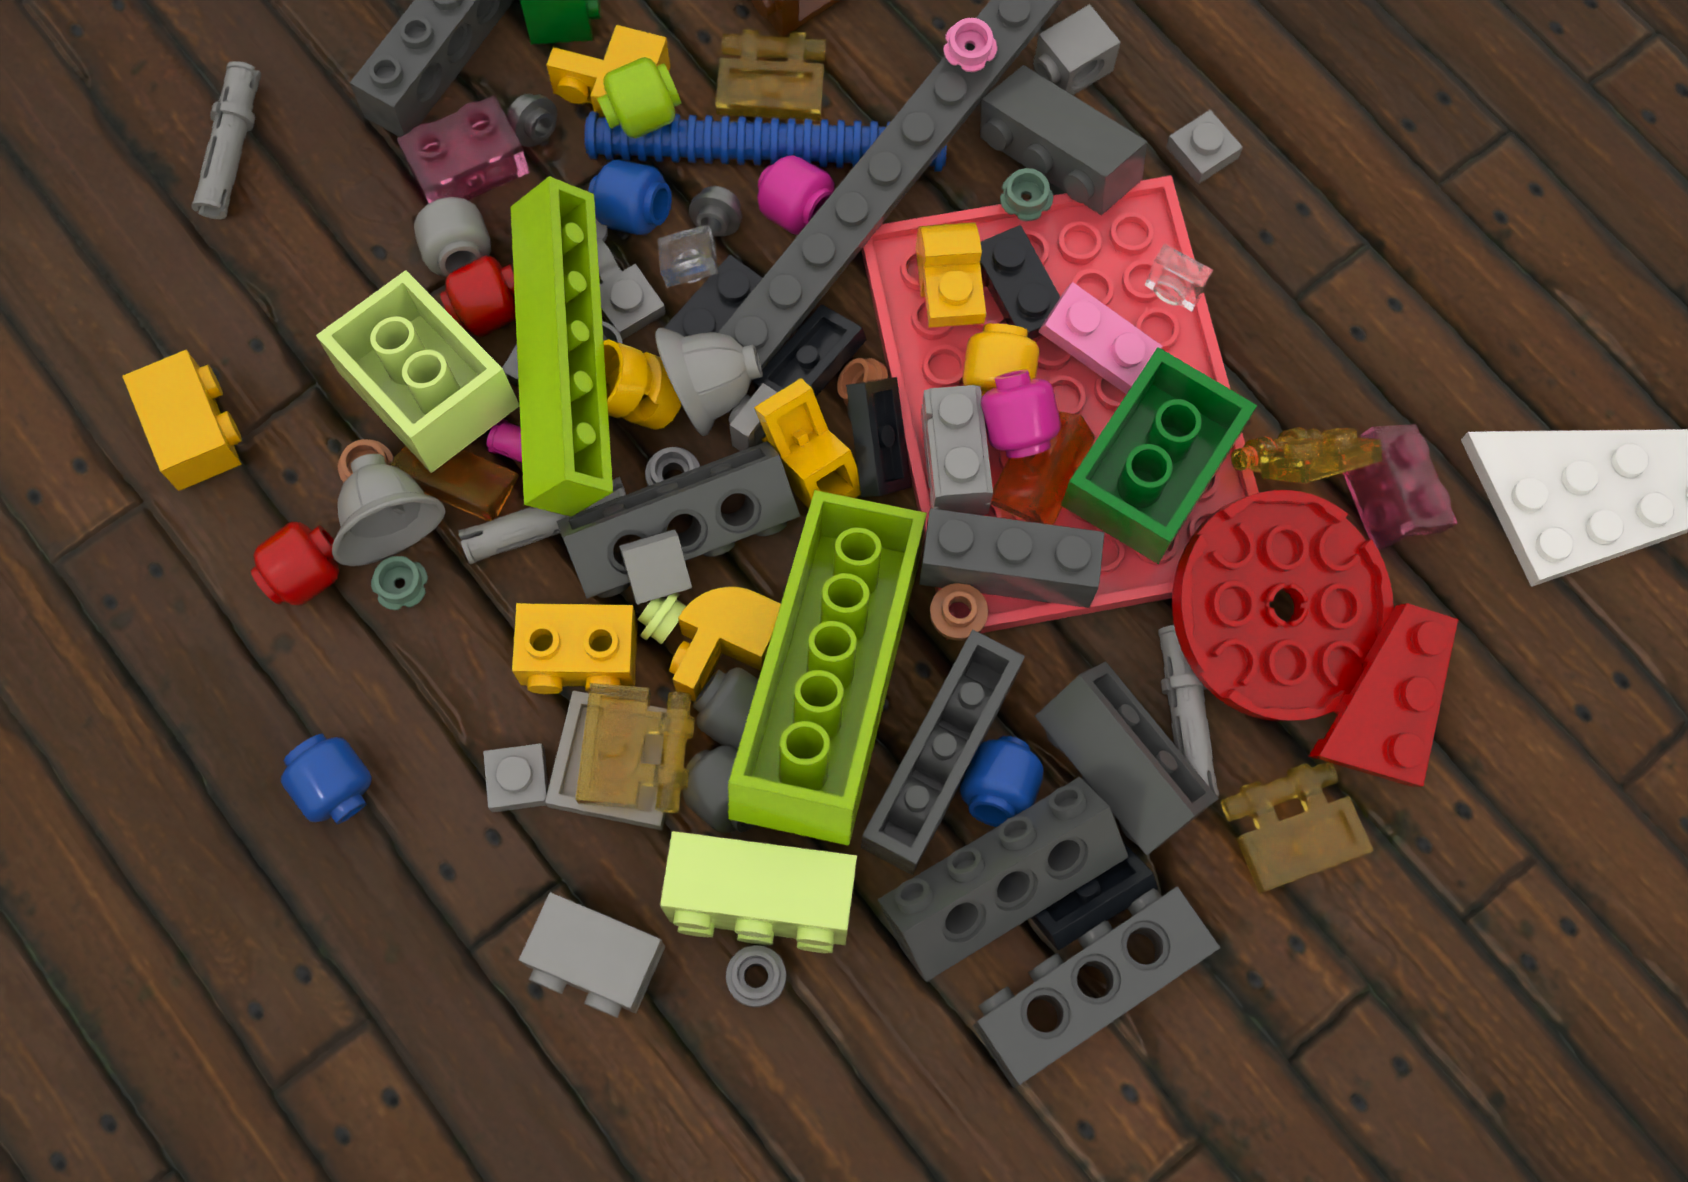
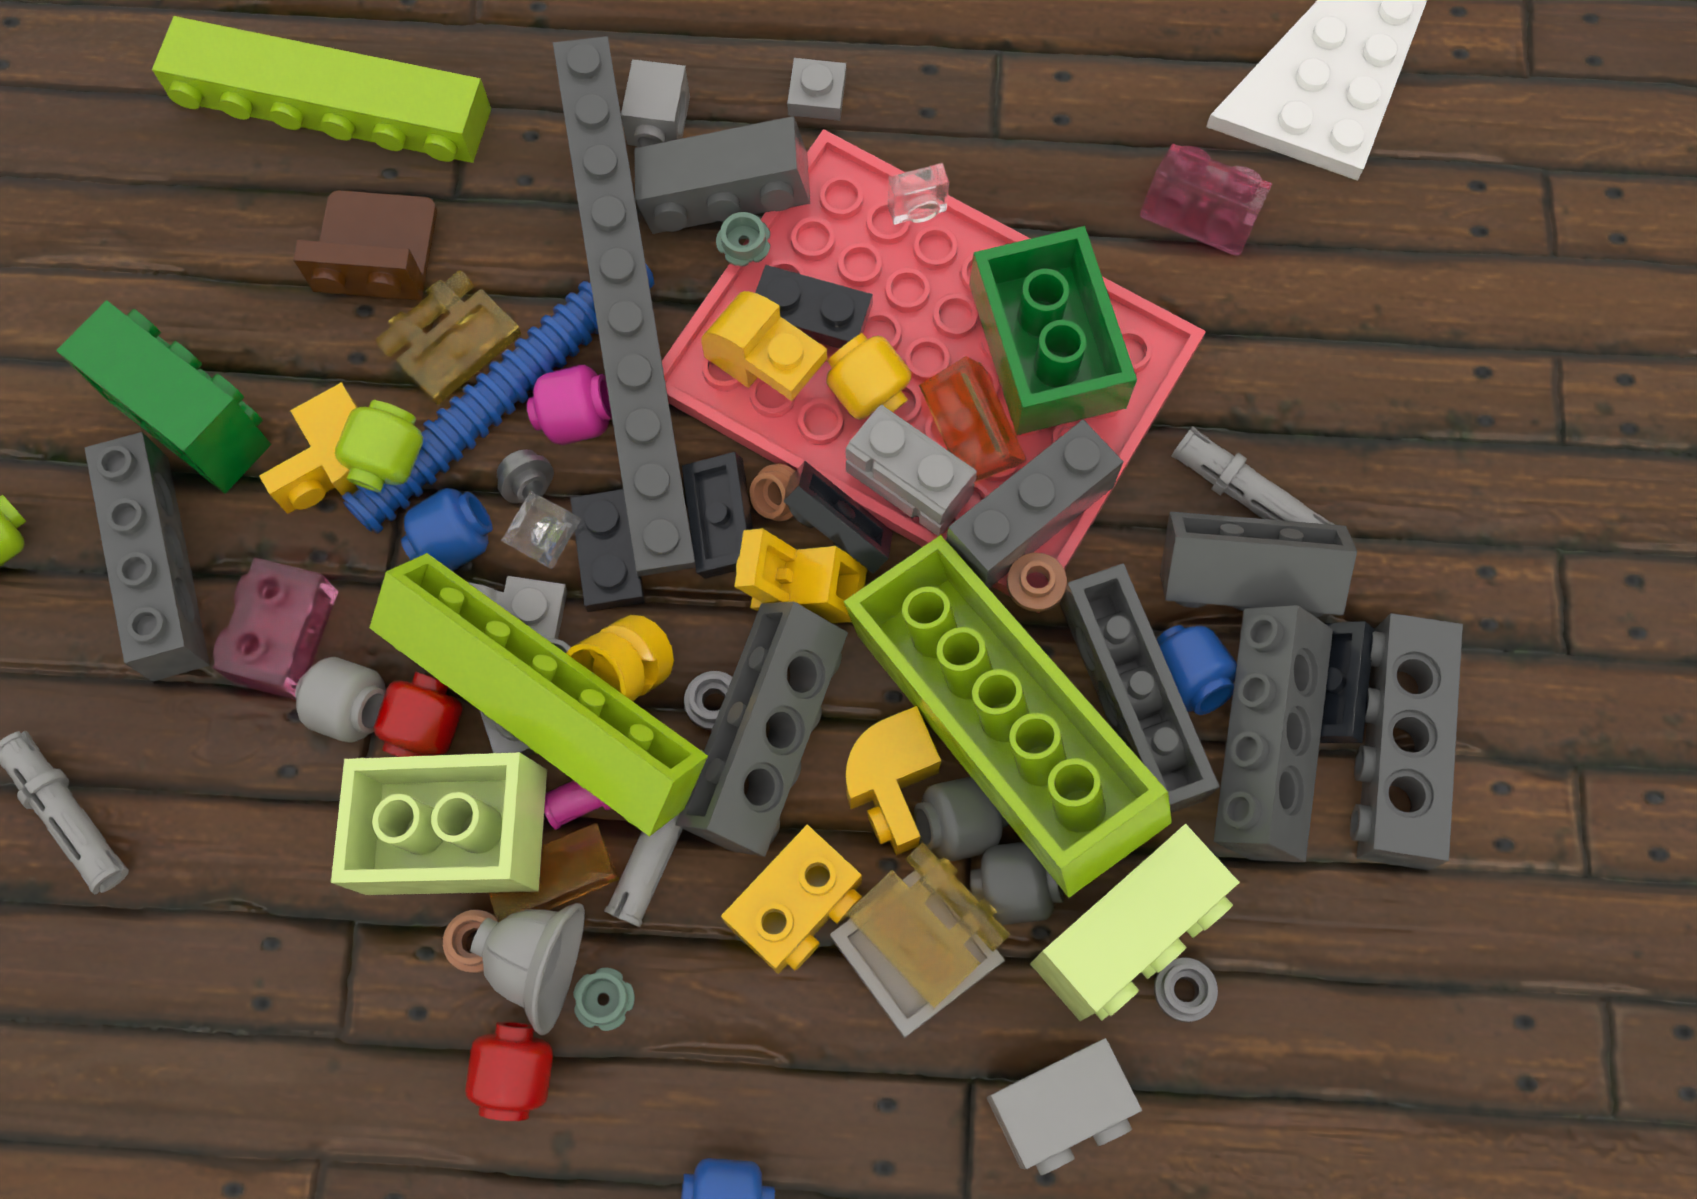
camera: 45 degrees left, 0 degrees up
(183, 419) = (287, 1061): yellow brick -> none
(516, 777) = (857, 1043): light grey plate -> none
(532, 118) = (299, 545): flat silver plate -> none
(655, 566) = (792, 778): light grey tile -> none
(661, 617) = (829, 810): yellowish green plate -> none
(707, 373) = (666, 595): light grey hat -> none
(744, 423) = (727, 600): light grey plate -> none
(974, 32) = (591, 151): bright pink plate -> none
(1020, 414) = (930, 395): dark pink head -> none
(1098, 337) = (912, 290): bright pink plate -> none
(1238, 640) = (1183, 352): red plate -> none
(1302, 843) = (1422, 498): clear yellow plate -> none
(1307, 454) = (1145, 234): clear yellow plate -> none
(1396, 702) = (1375, 344): red wing -> none

